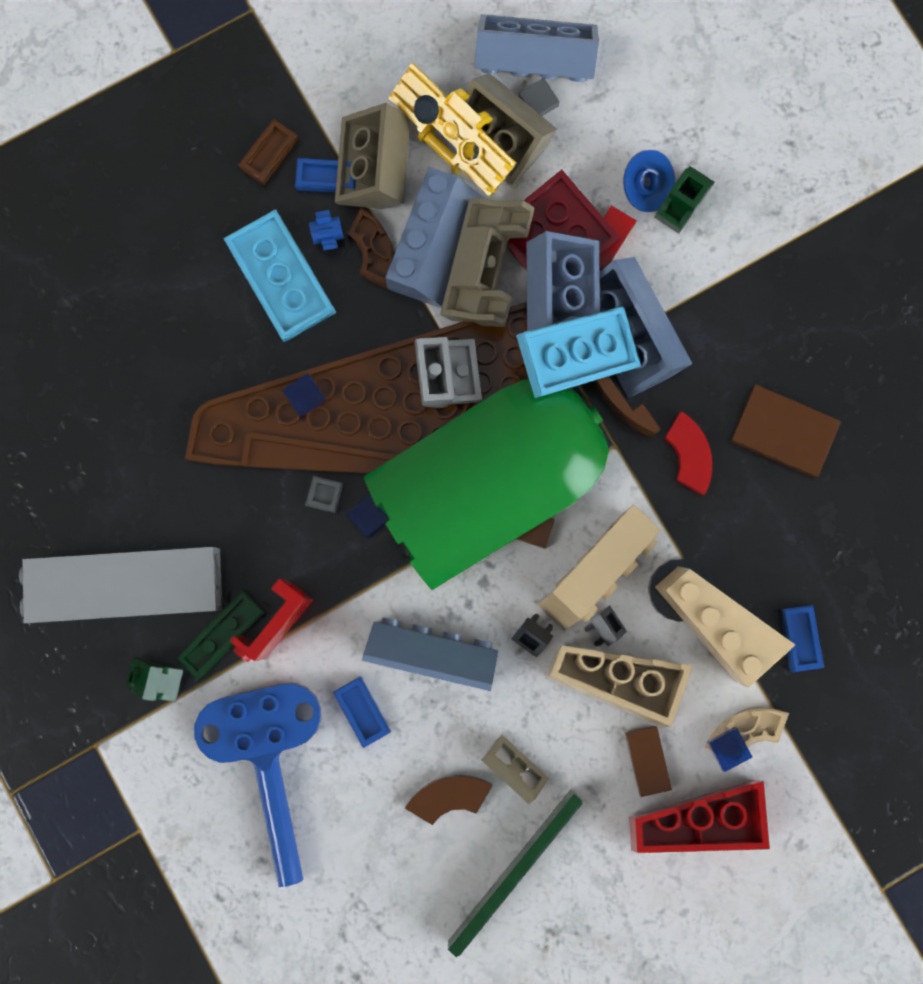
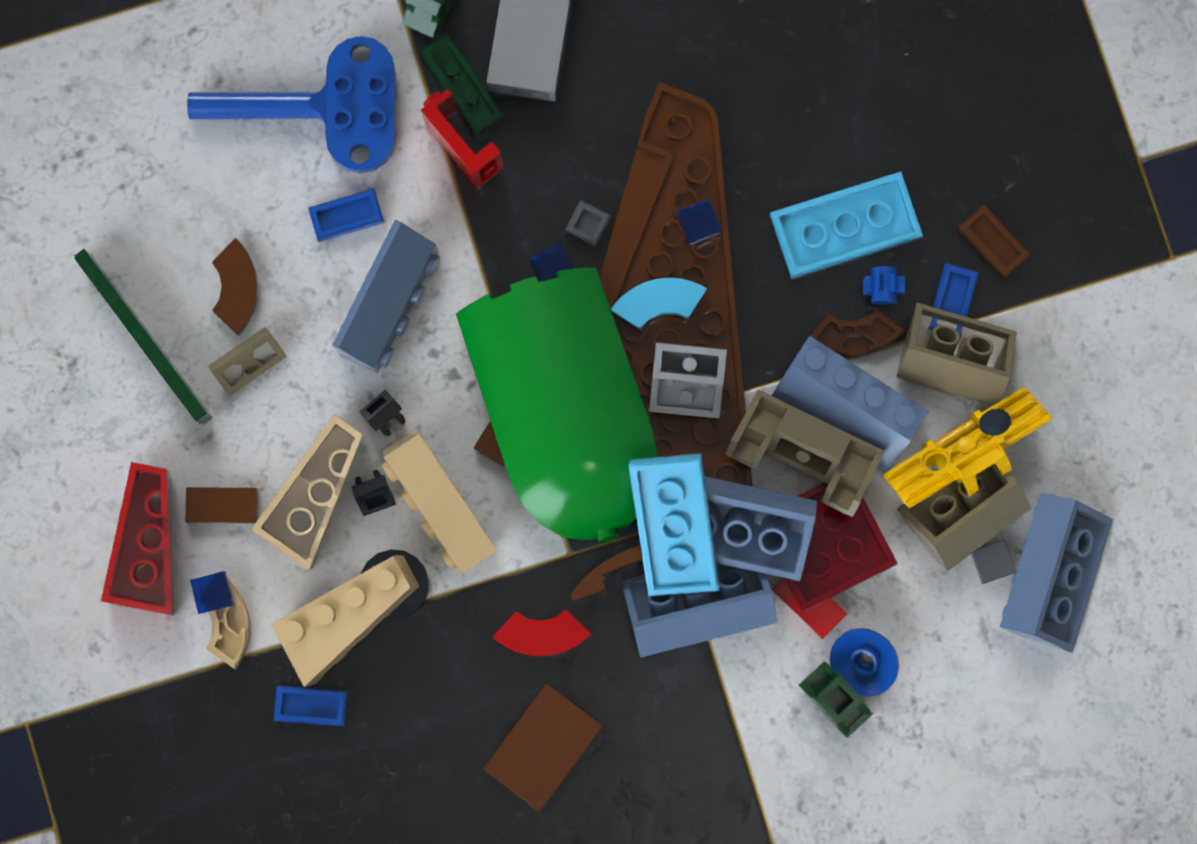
camera: 105 degrees right, 0 degrees up
(379, 414) = (658, 298): none -> medium azure tile

